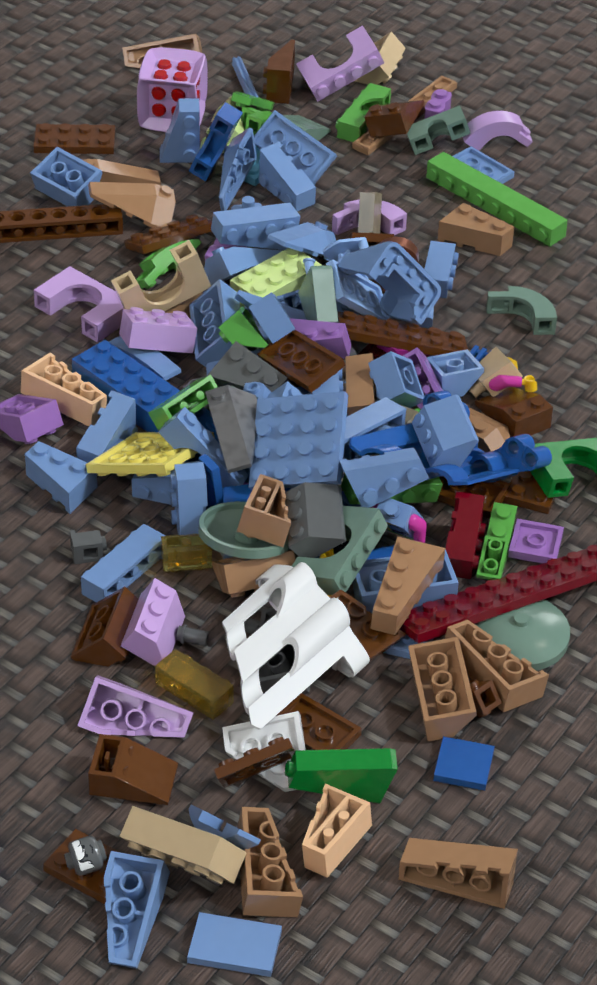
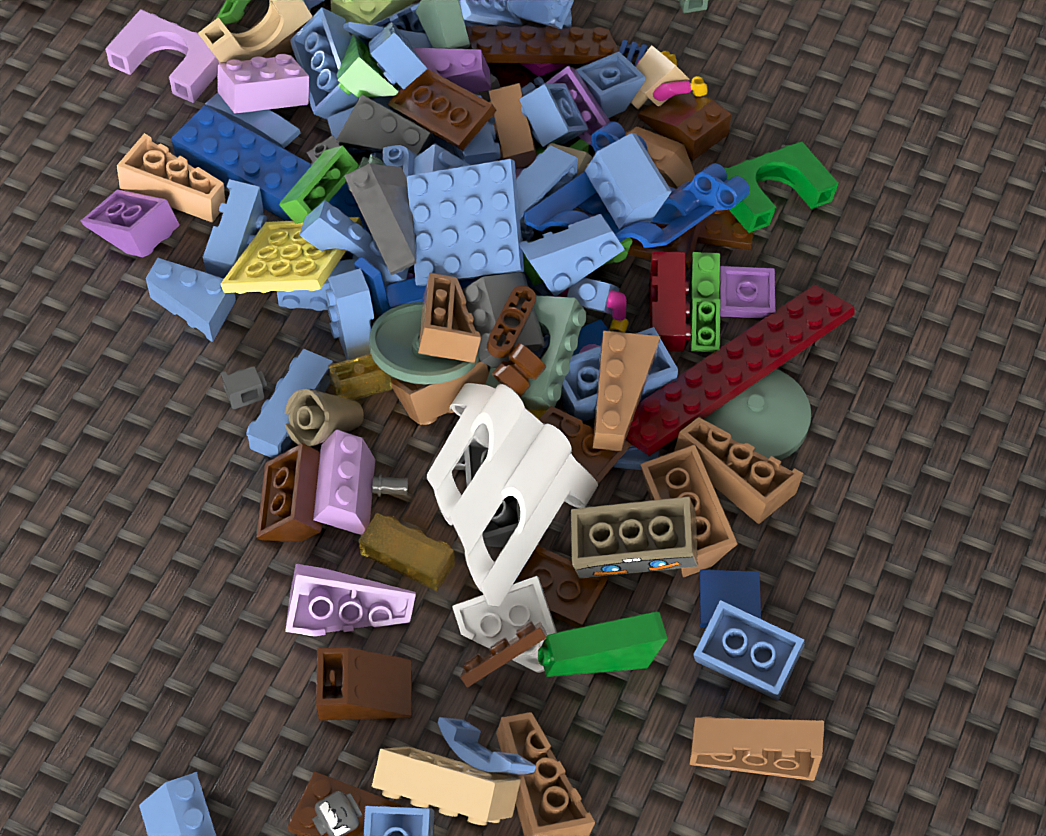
camera: 10 degrees left, 15 degrees up
(141, 565) = (318, 414): none -> dark tan cone
(319, 526) = (501, 327): none -> reddish brown beam
(320, 552) = (519, 369): none -> reddish brown wheel
(334, 830) = (608, 720): light nougat wedge -> none
(388, 693) = (634, 537): none -> dark tan brick
(469, 796) = (749, 650): none -> medium blue brick
(484, 696) = (738, 512): reddish brown brick -> none

